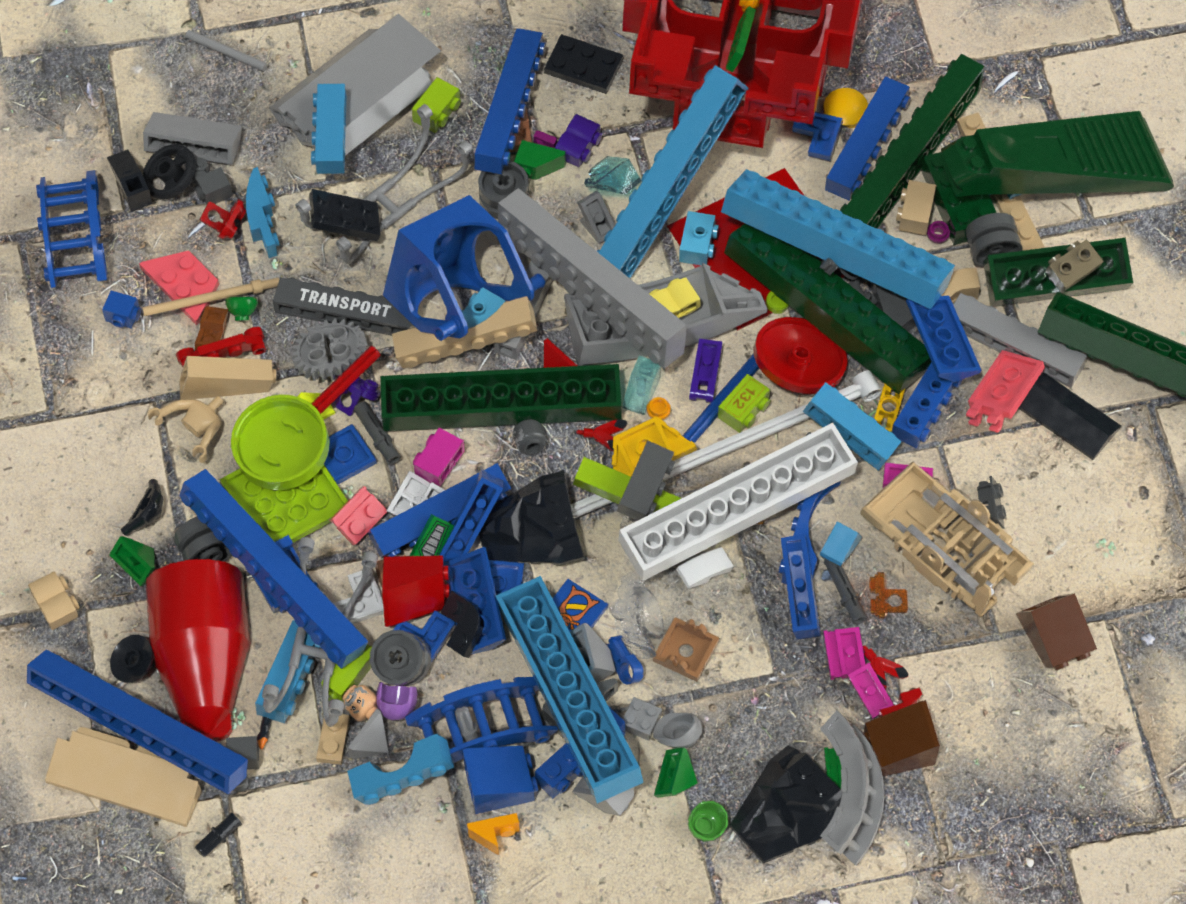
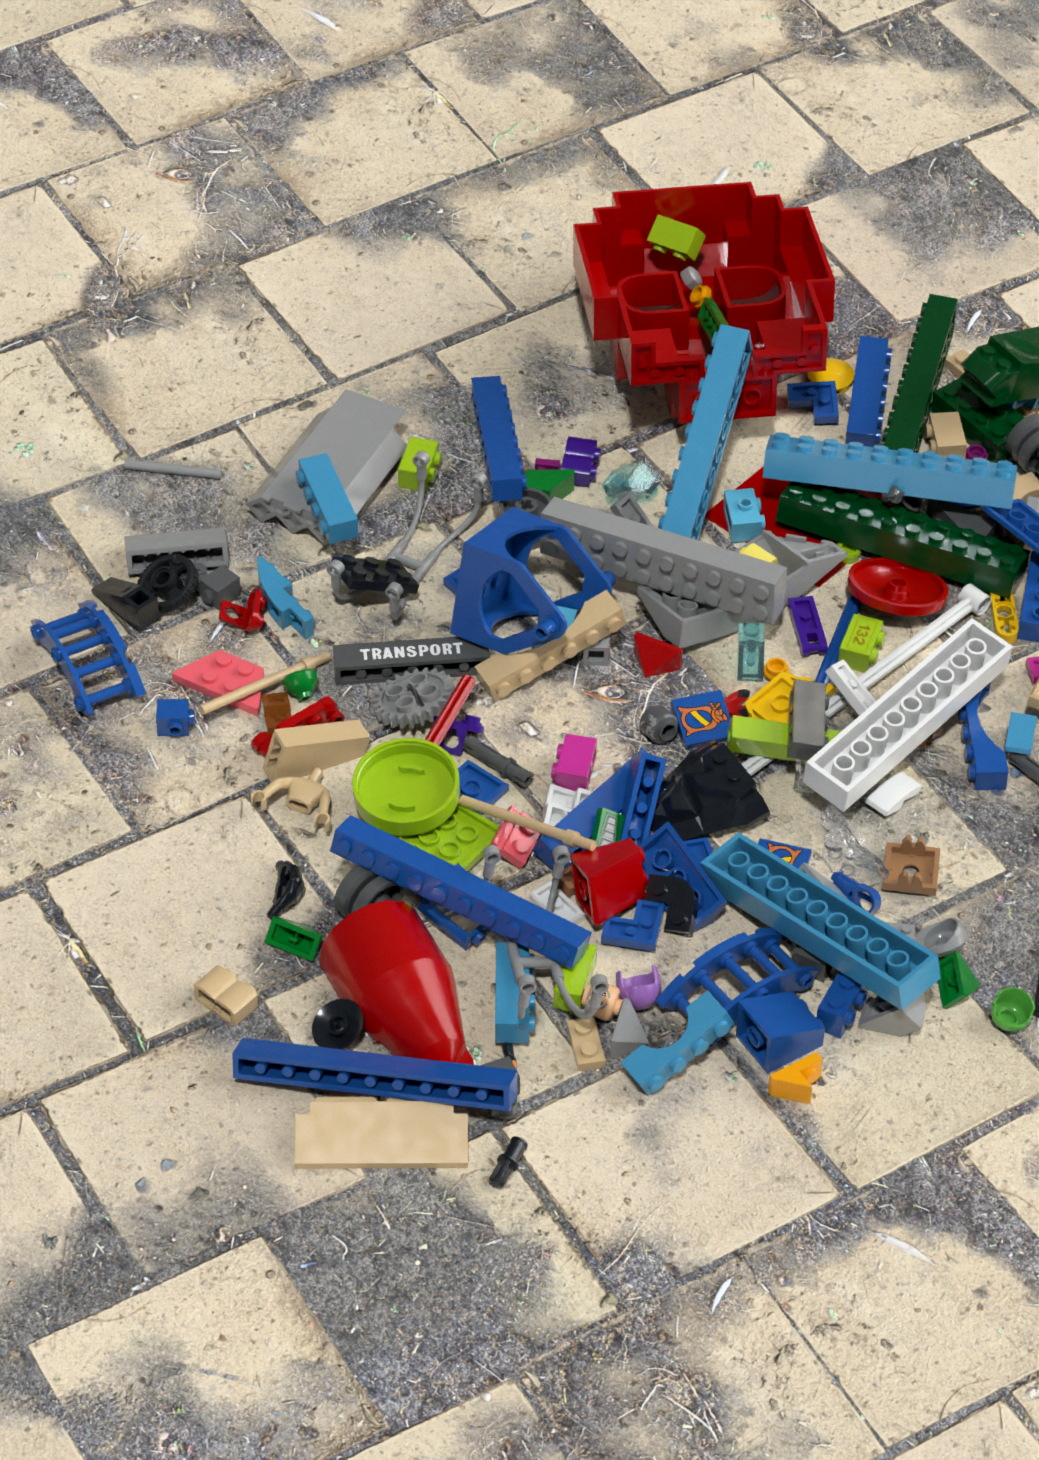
camera: 20 degrees left, 15 degrees down
(389, 538) = (568, 837): none -> tan bar
(396, 644) = (641, 943): dark grey wheel -> none
(467, 727) = (724, 981): light grey axle -> none
(500, 397) = (610, 695): dark green brick -> none
(569, 441) = (701, 718): none -> blue tile
(583, 64) = (550, 398): black plate -> none
(709, 453) = (850, 686): none -> white plate
(800, 587) = (1003, 780): blue slope -> none
(857, 428) = (952, 615): dark azure brick -> none

